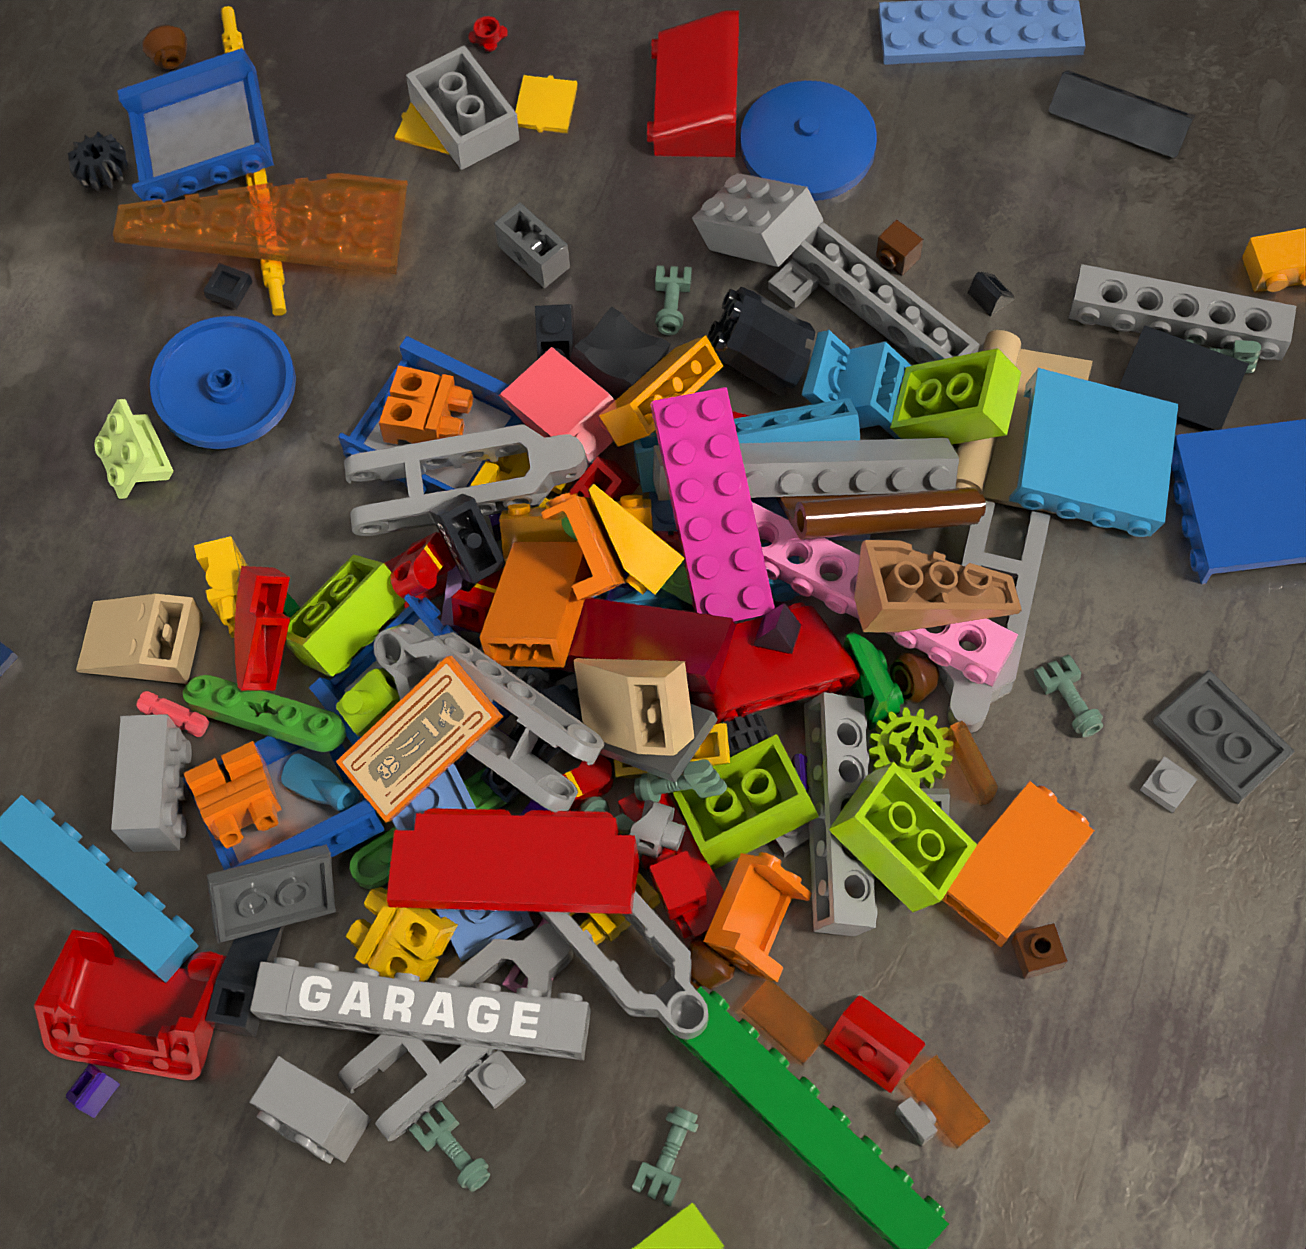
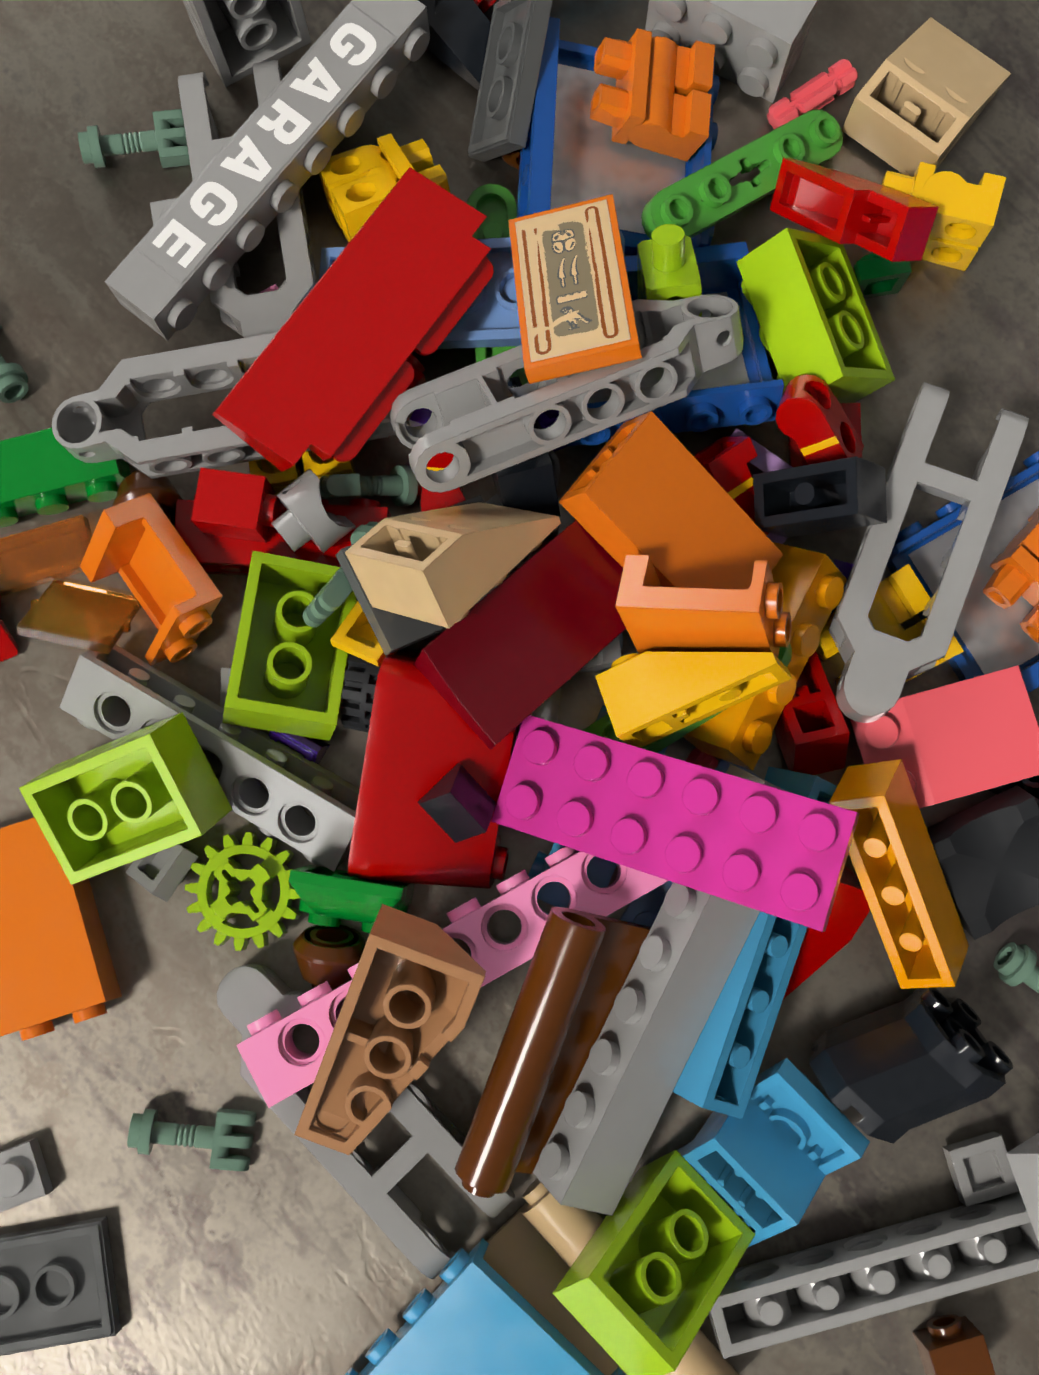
camera: 120 degrees right, 15 degrees up
(318, 783) = (630, 185): dark azure piece -> none
(809, 957) = (79, 616): none -> clear orange piece
(972, 763) = (181, 953): clear orange tile -> none

